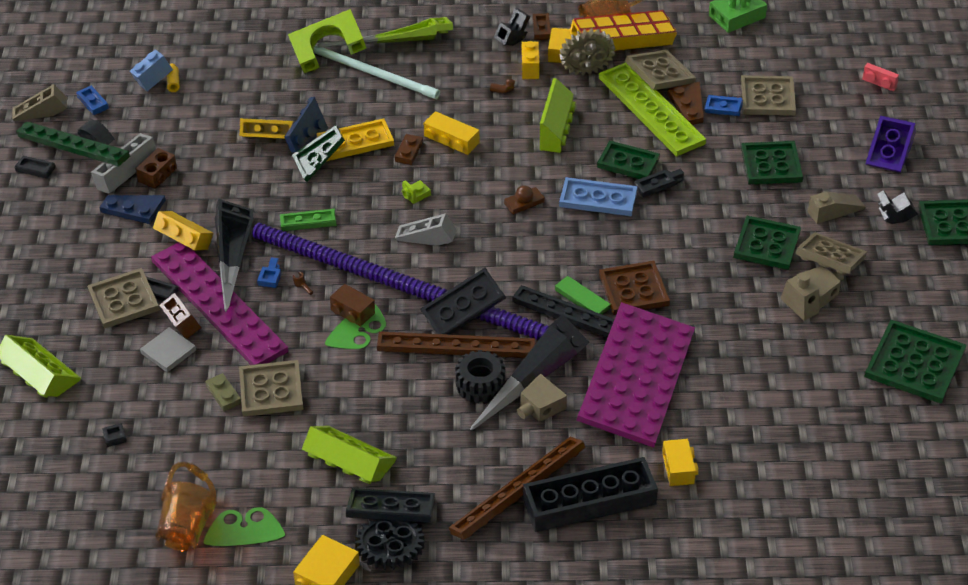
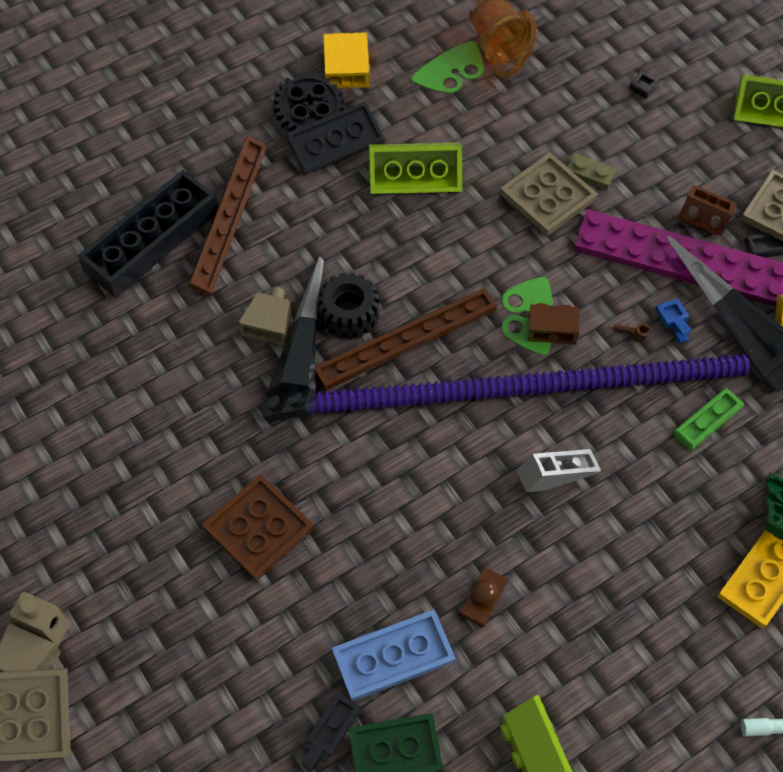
camera: 145 degrees right, 15 degrees up
(168, 349) = (680, 179): light grey tile -> none
(408, 149) = (694, 601): reddish brown plate -> none
(415, 191) = (625, 530): lime bracket -> none
(451, 133) = (661, 654): yellow brick -> none
(463, 303) = (431, 379): black tile -> none
(555, 307) = (312, 447): black plate -> none
(581, 295) = (313, 483): bright green tile -> none
(636, 374) = (185, 408): magenta plate -> none
(679, 462) = (80, 320): yellow brick -> none
(767, 242) = (126, 702): dark green plate -> none

